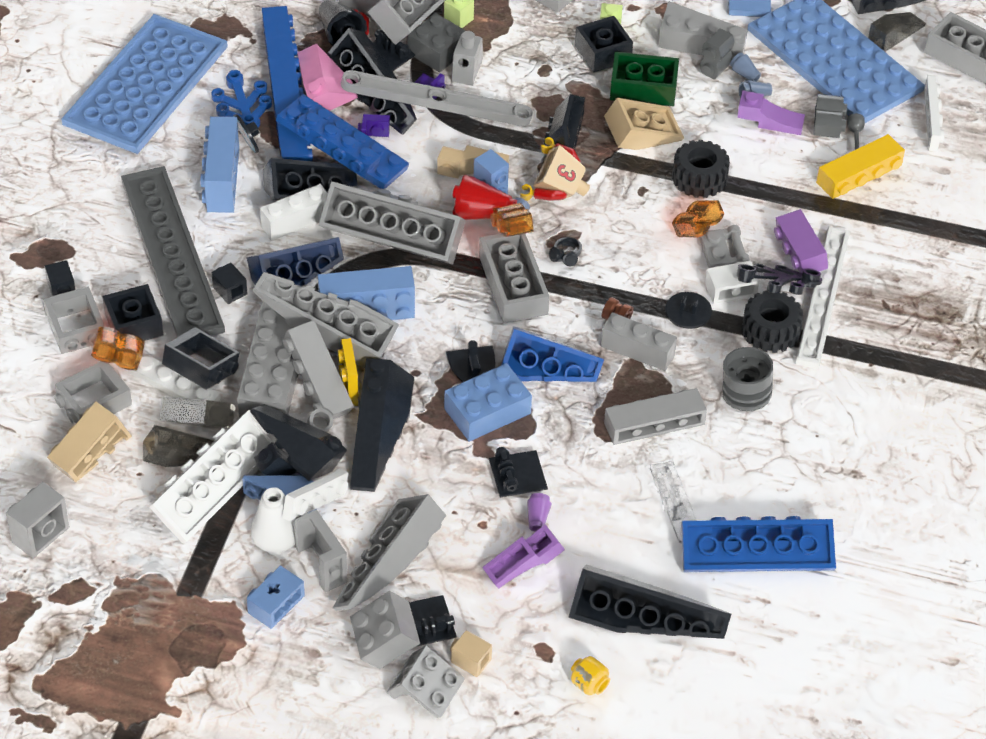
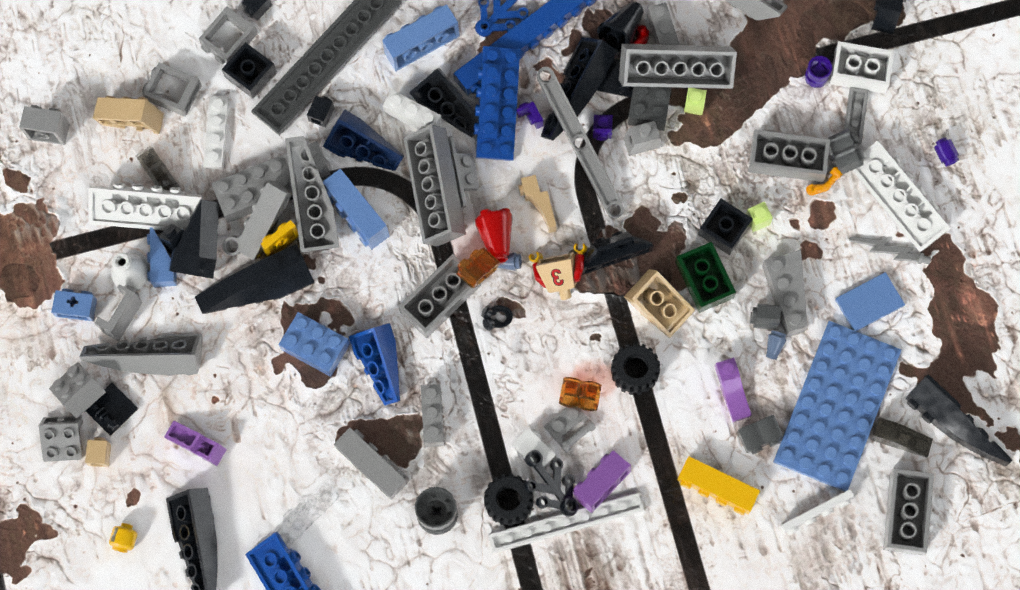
camera: 65 degrees right, 25 degrees up
(117, 348) = (209, 80): clear orange brick -> none
(178, 358) = (238, 119): black window -> none
(197, 412) = (193, 166): clear smoke slope -> none
(248, 132) = (462, 34): black piece -> none
(315, 494) = (161, 284): white plate -> none
(323, 78) = (555, 48): bright pink wedge -> none
(471, 361) = (350, 314): black shield -> none
(492, 170) = (524, 226): medium blue brick -> none
(517, 472) = (268, 398): black hinge -> none
(538, 510) = (241, 430): medium lavender cone -> none
(613, 305) = (453, 385): copper wheel -> none
(688, 310) = (493, 433): black piece -> none
(756, 87) = (754, 364): sand blue cone -> none
(856, 124) = (765, 459): dark grey hinge -> none

